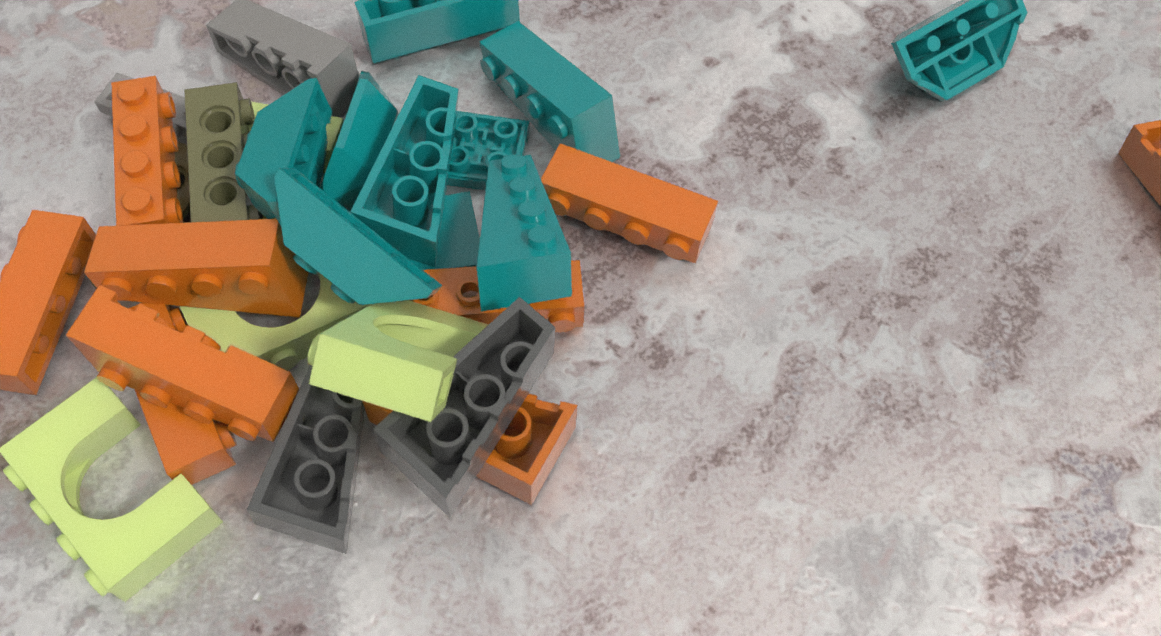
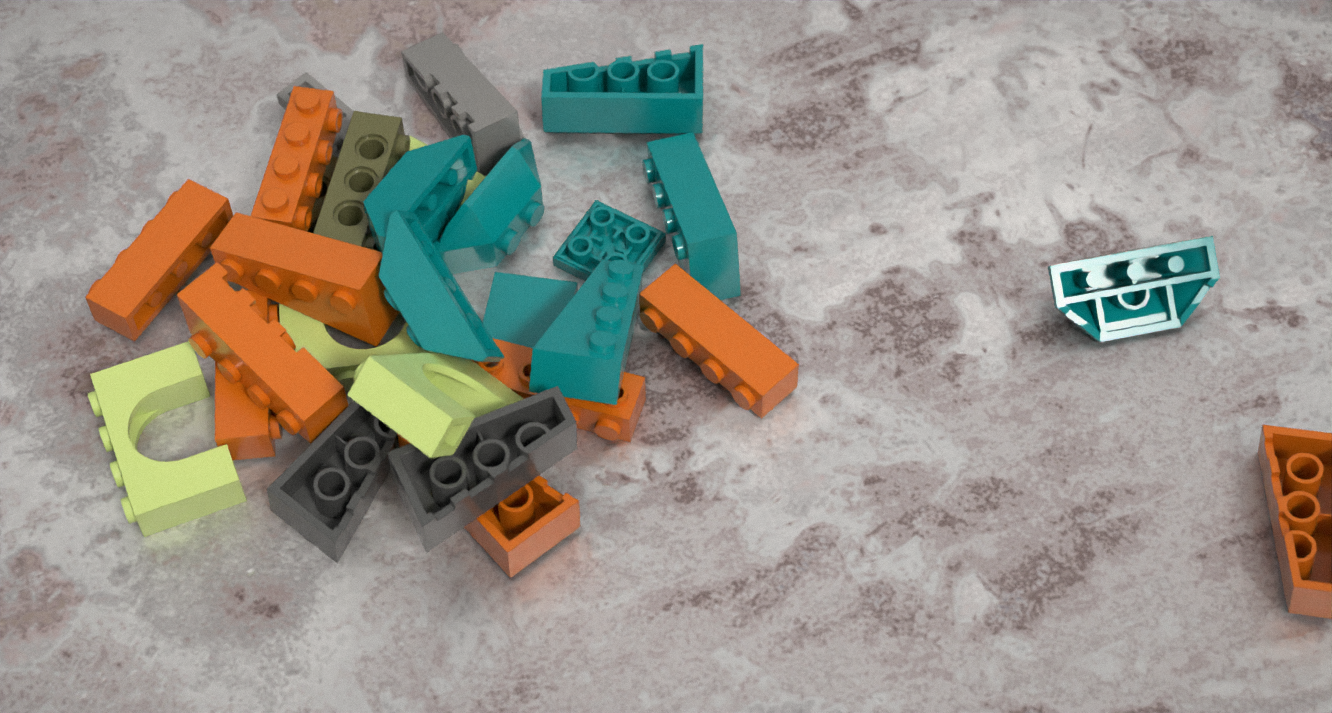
camera: 25 degrees right, 5 degrees down
(410, 176) = (524, 250): teal wedge -> none

